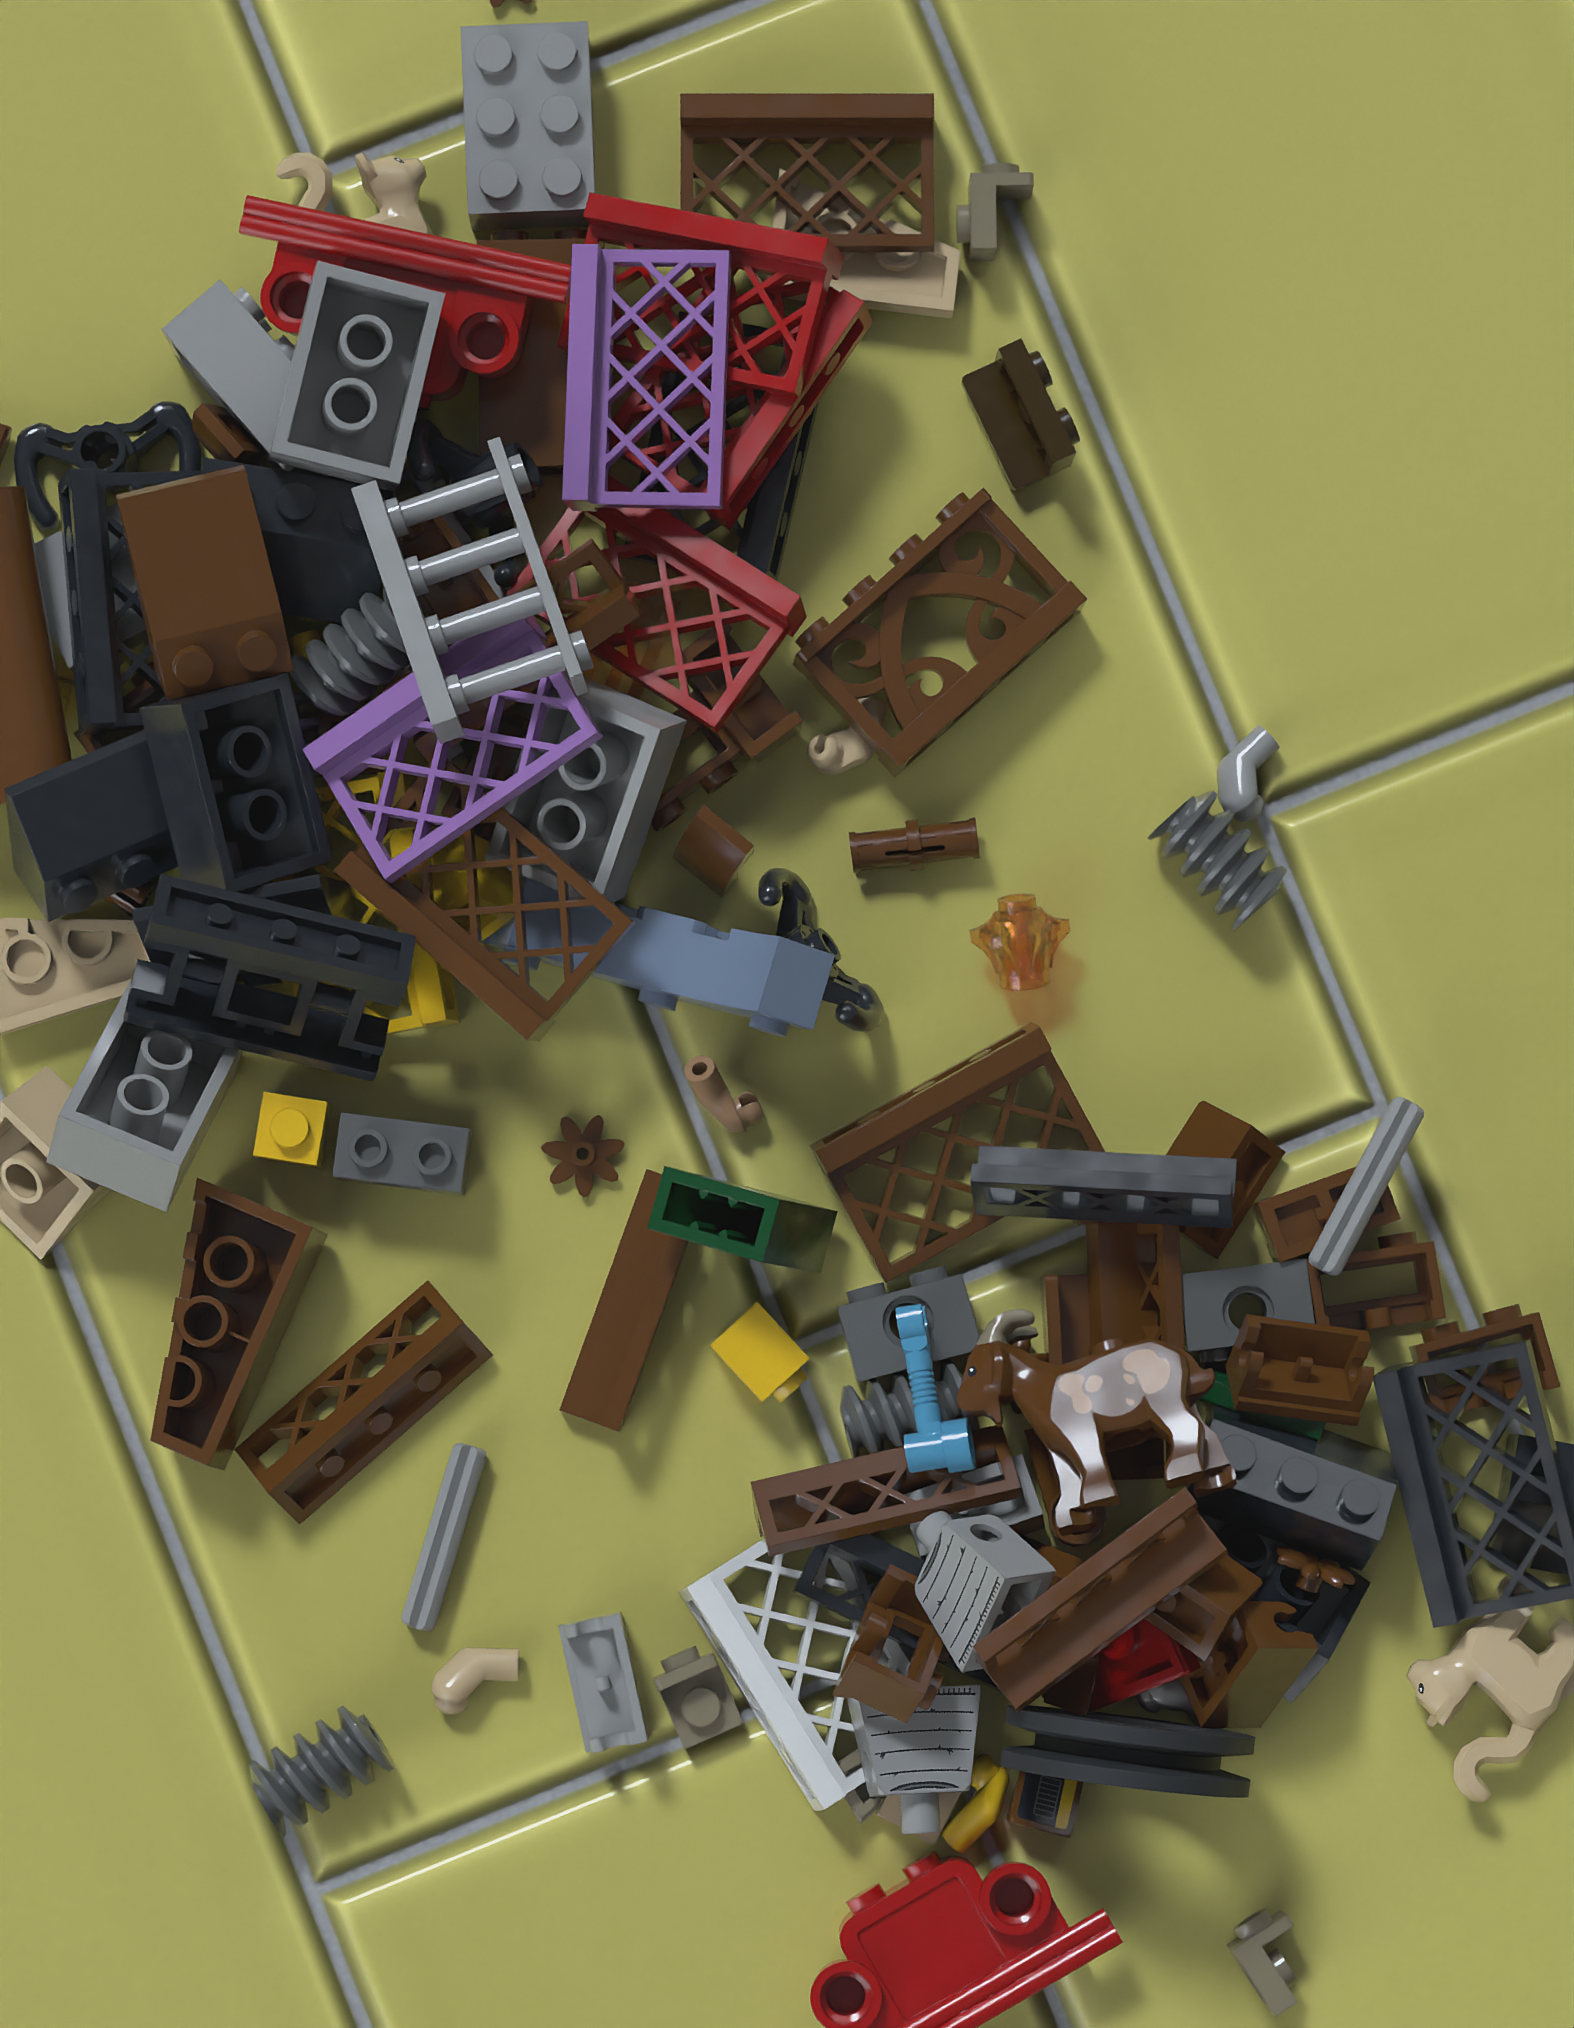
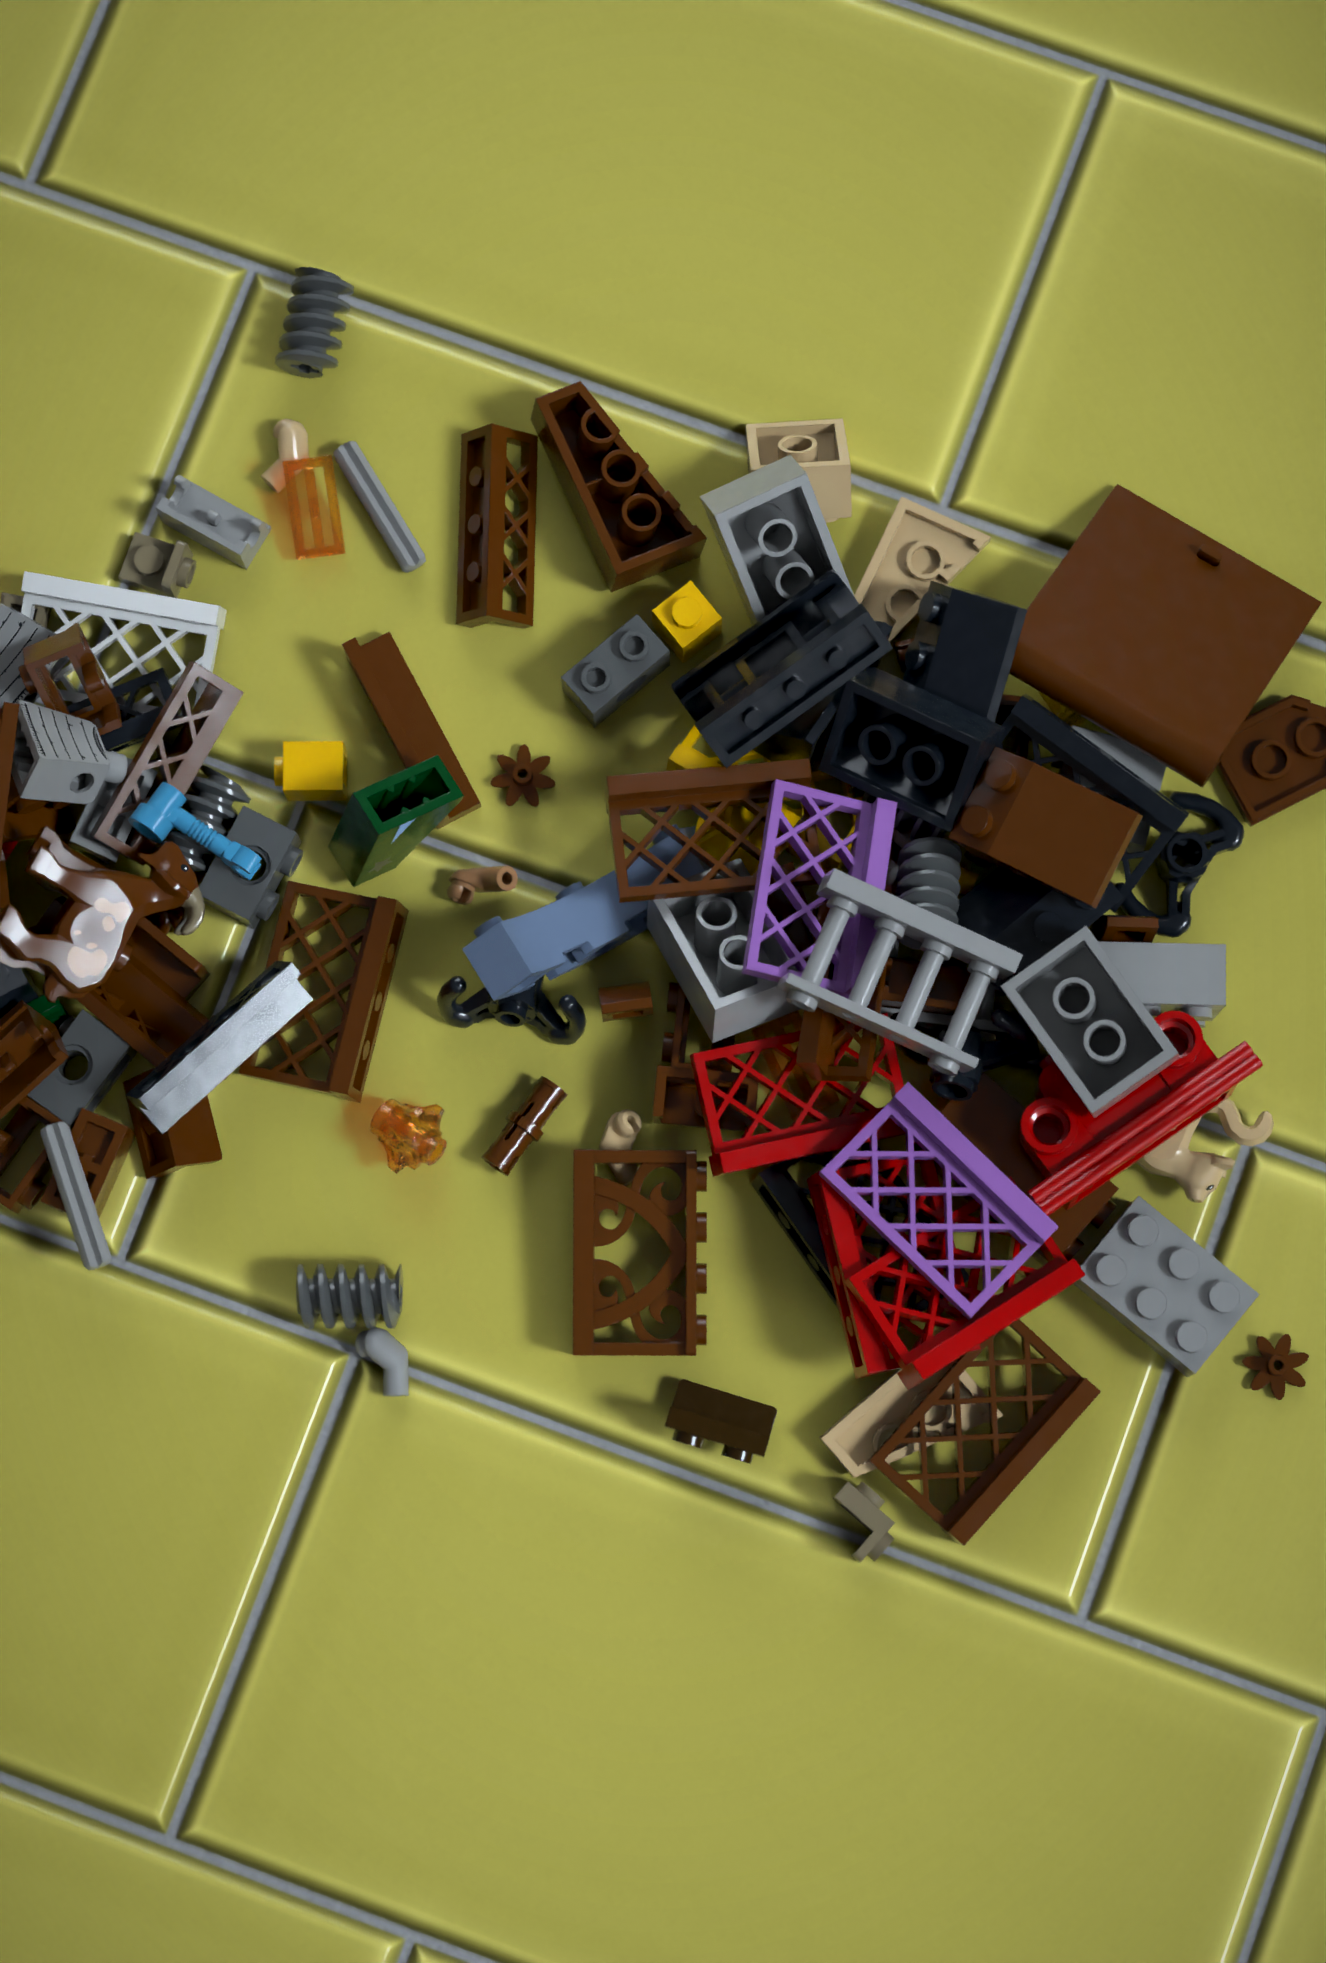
camera: 140 degrees right, 5 degrees down
(537, 1554) = (308, 465): none -> clear orange tile

